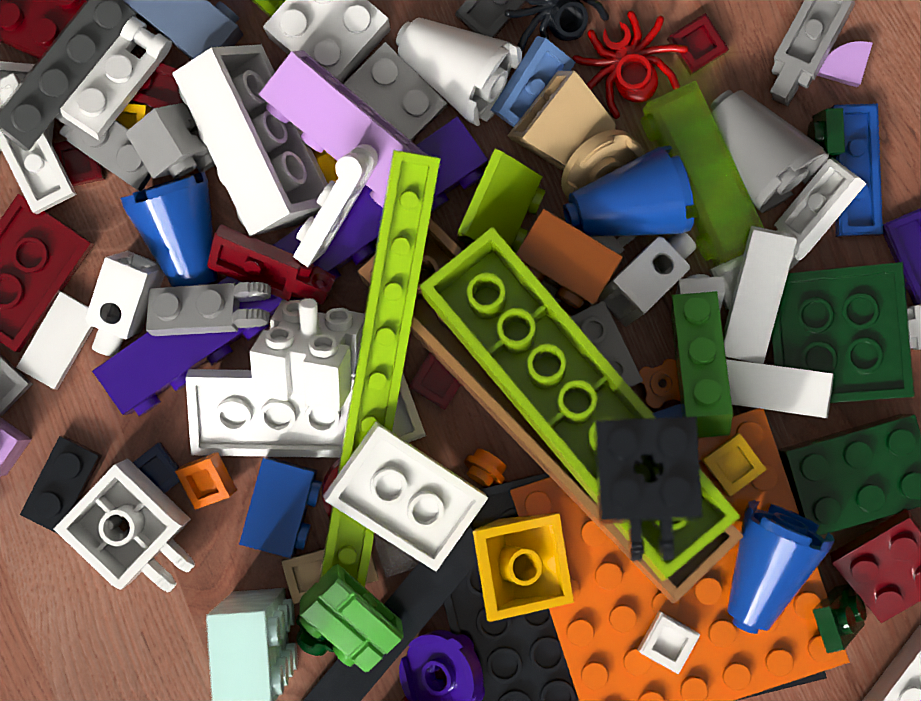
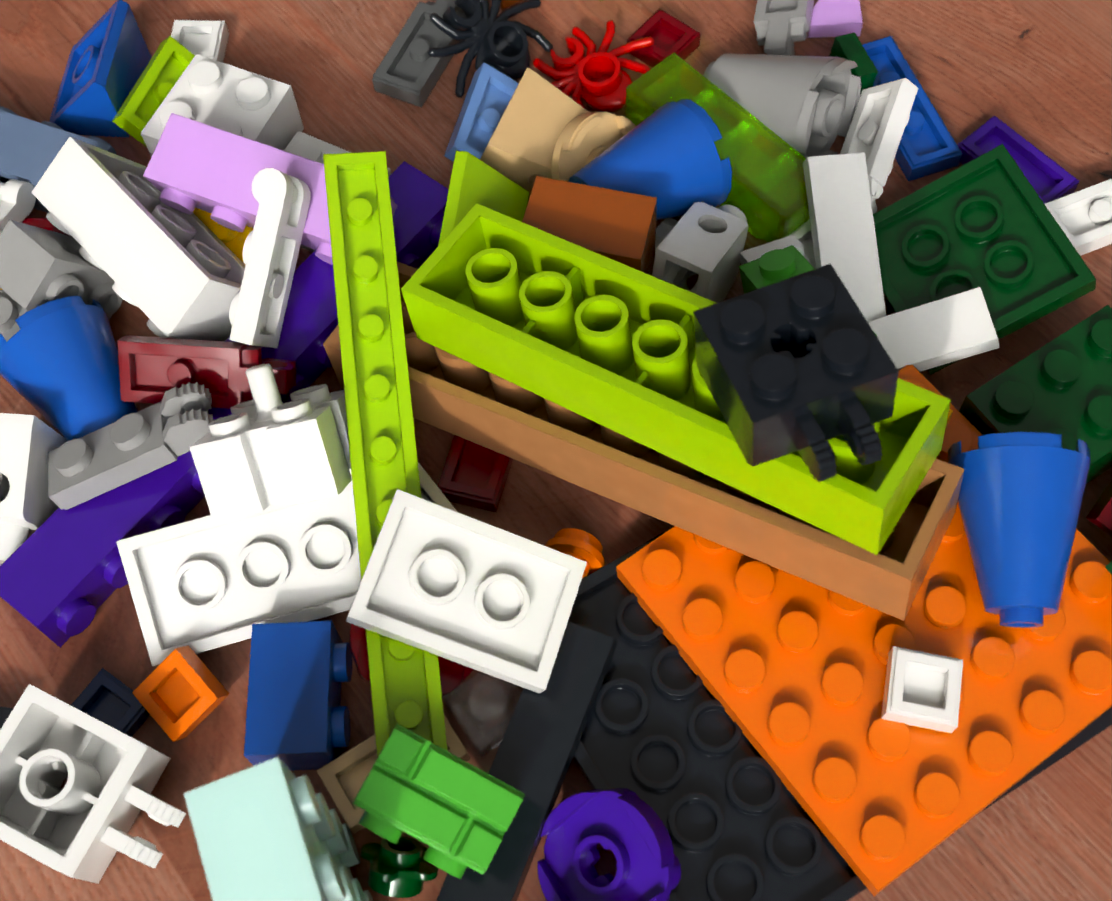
camera: 10 degrees left, 25 degrees down
(459, 64) = (396, 112): white cone -> none
(522, 565) = (670, 643): yellow slope -> none

